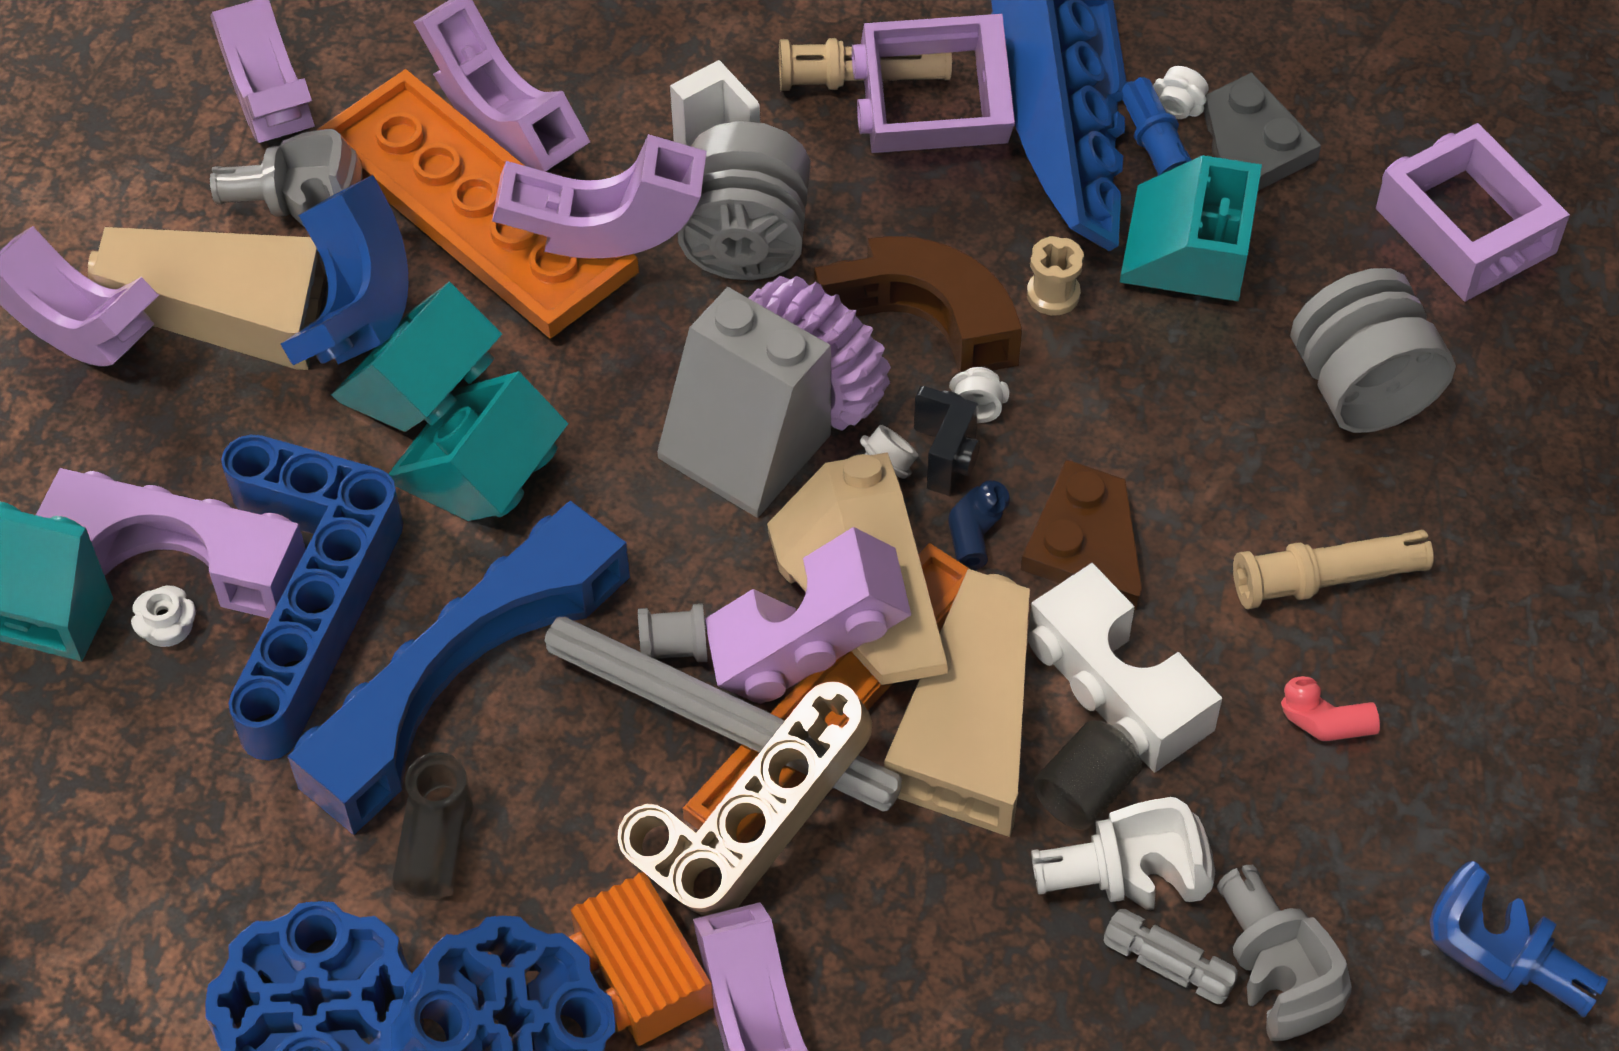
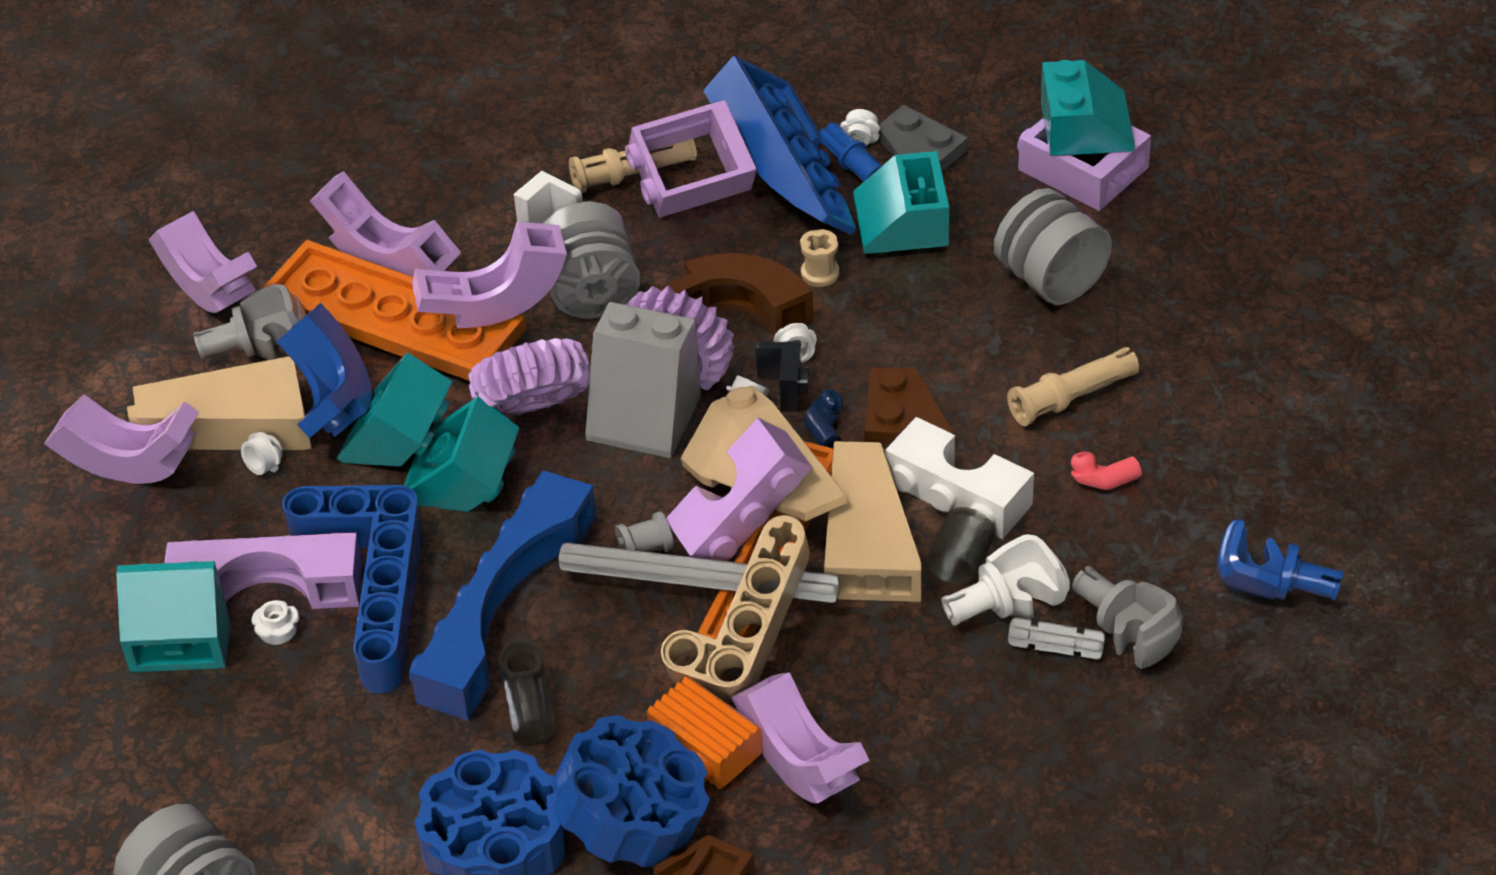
camera: 15 degrees left, 10 degrees down
(238, 363) = (261, 453): none -> white plate
(599, 358) = (531, 376): none -> lavender gear
(1486, 157) = (1083, 110): none -> teal slope

